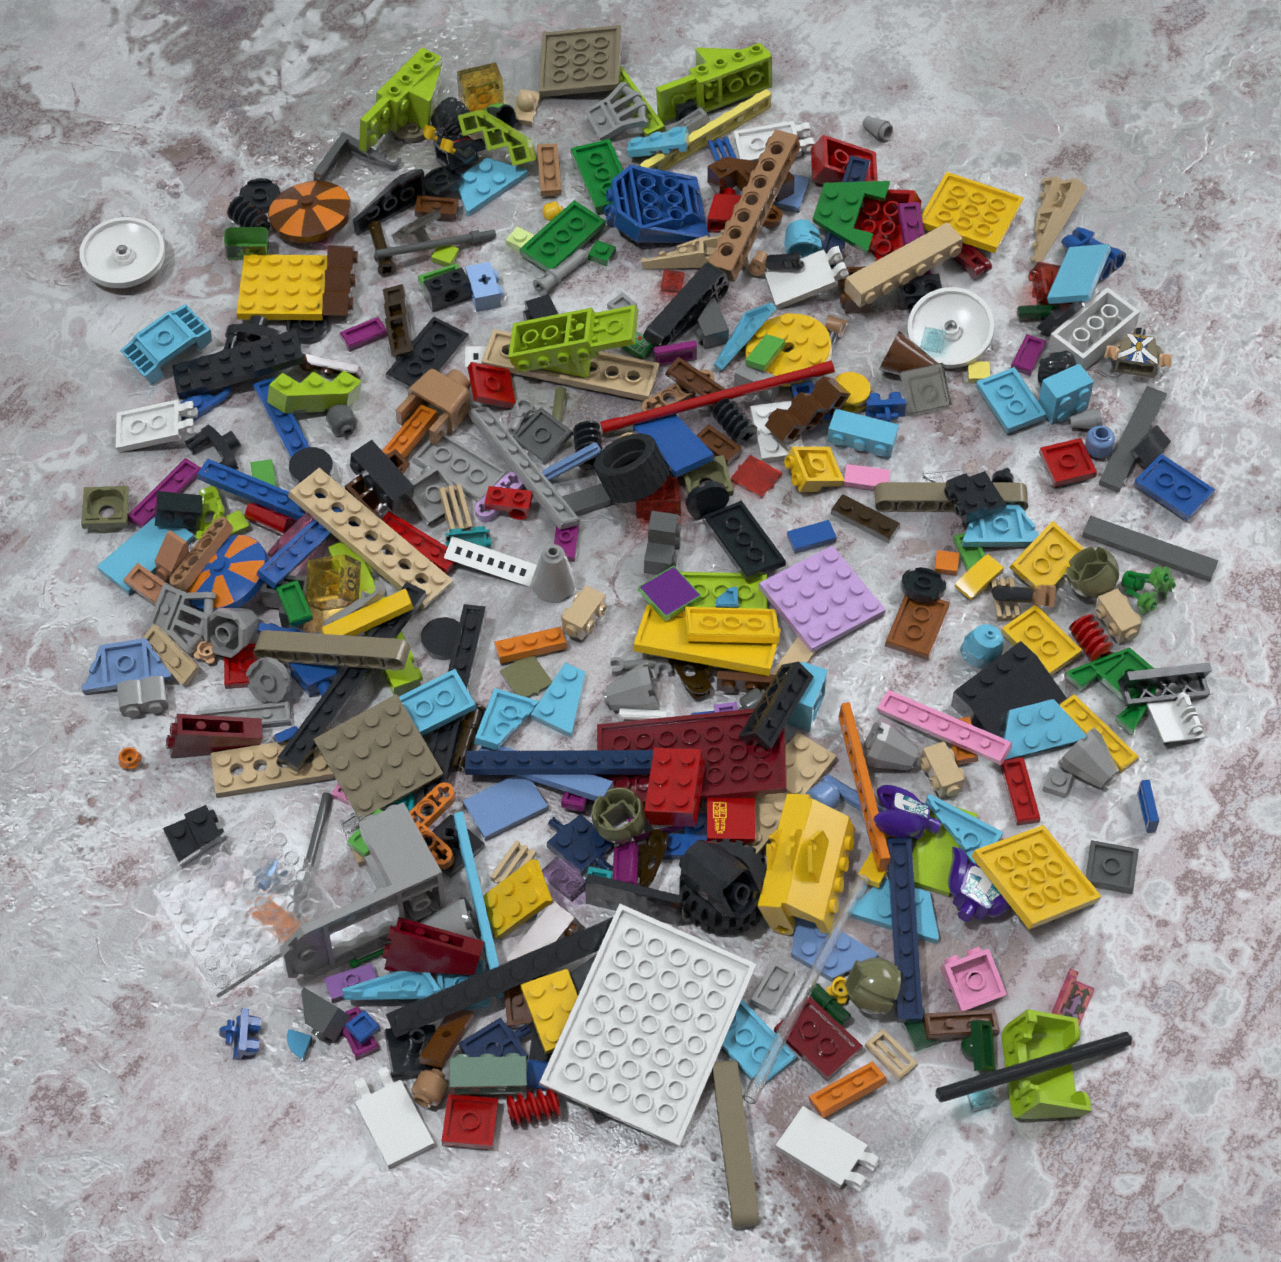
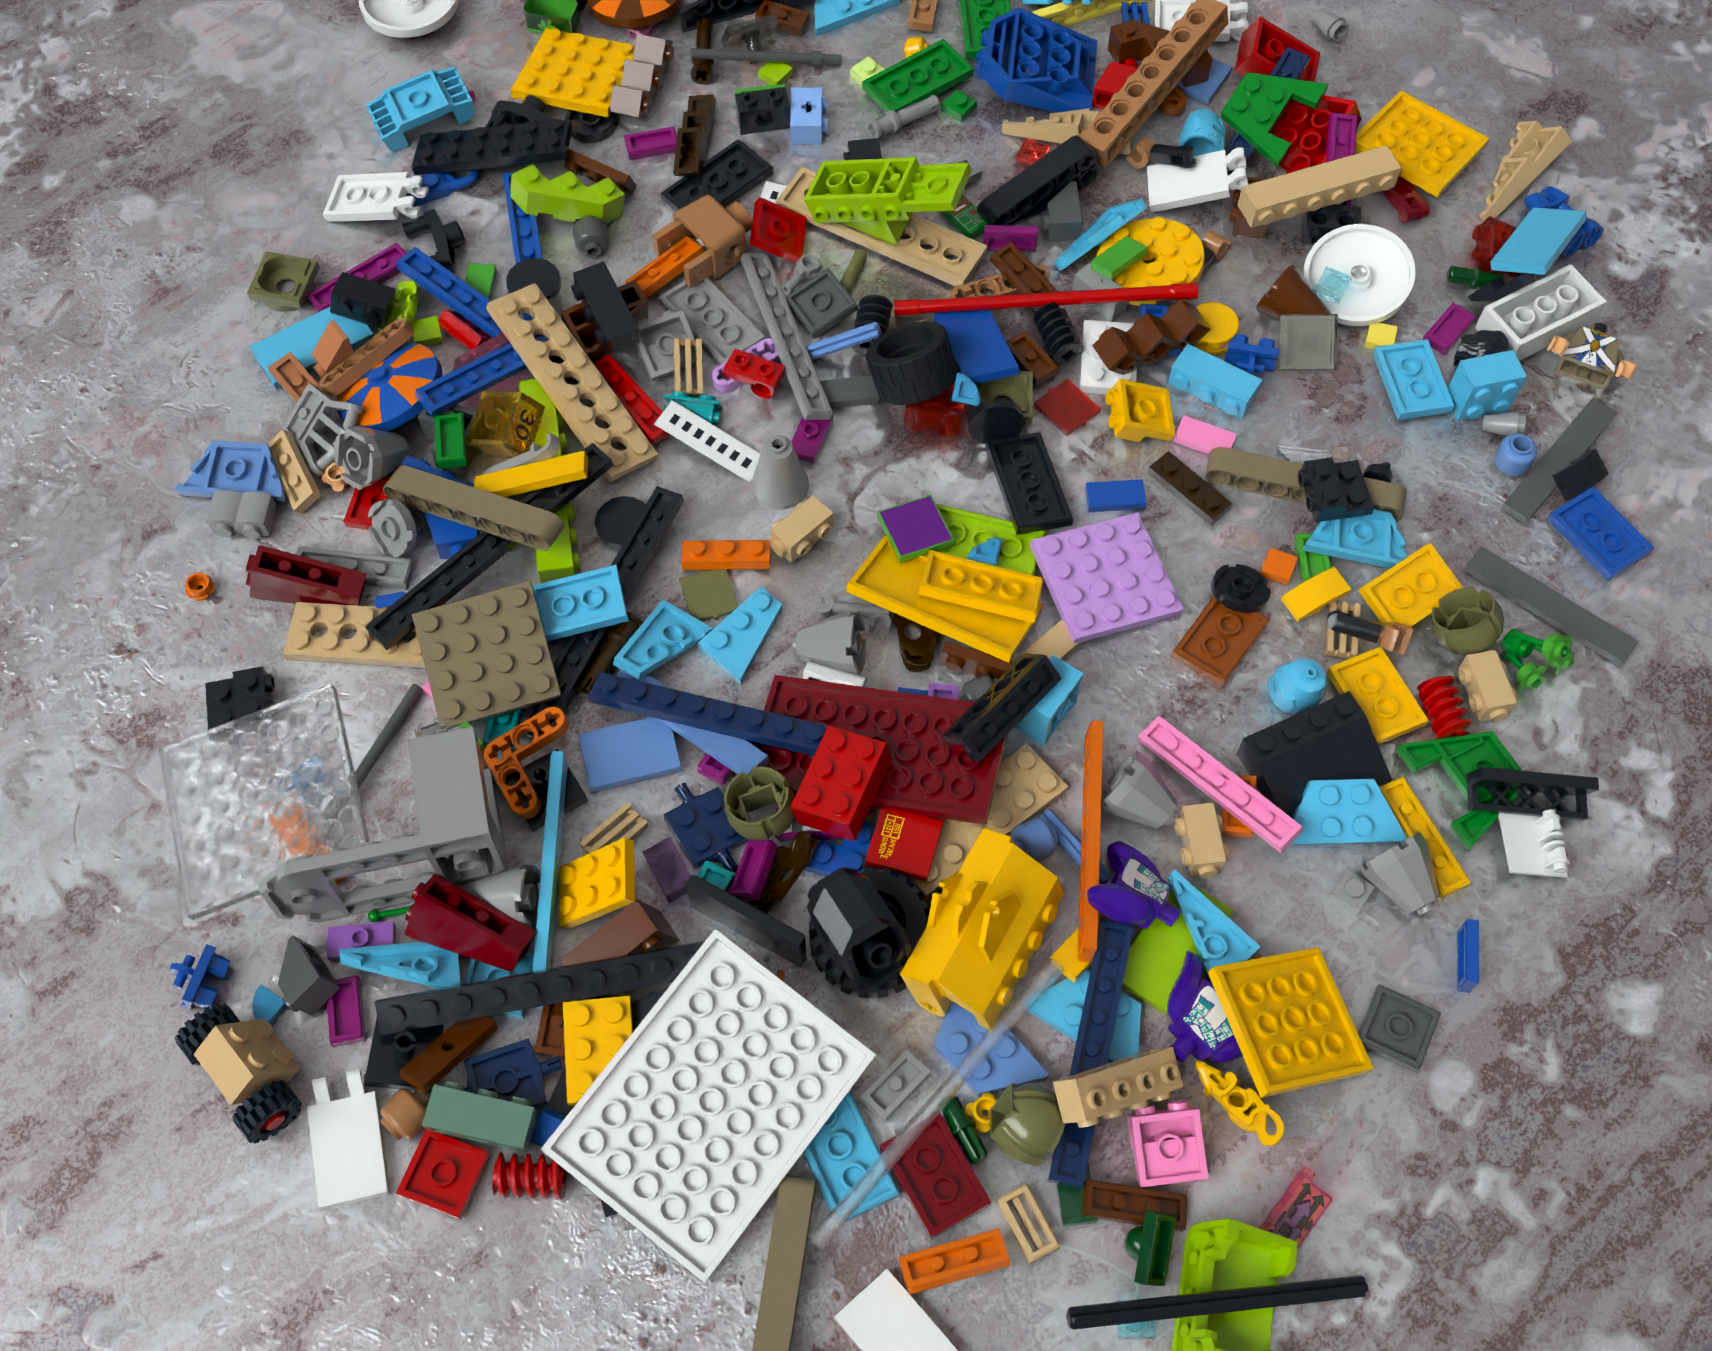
camera: 15 degrees right, 5 degrees up
(303, 1079) = (246, 1066): none -> brick
(362, 1027) = (350, 1007): blue tile -> none
(662, 542) = (925, 462): dark grey brick -> none
(678, 481) = (965, 390): none -> dark azure tile
(929, 944) = (1118, 1085): none -> tan brick
(1017, 941) = (1242, 1105): none -> yellow animal
(1020, 791) = (1298, 893): red tile -> none
(1067, 462) = (1467, 472): red plate -> none

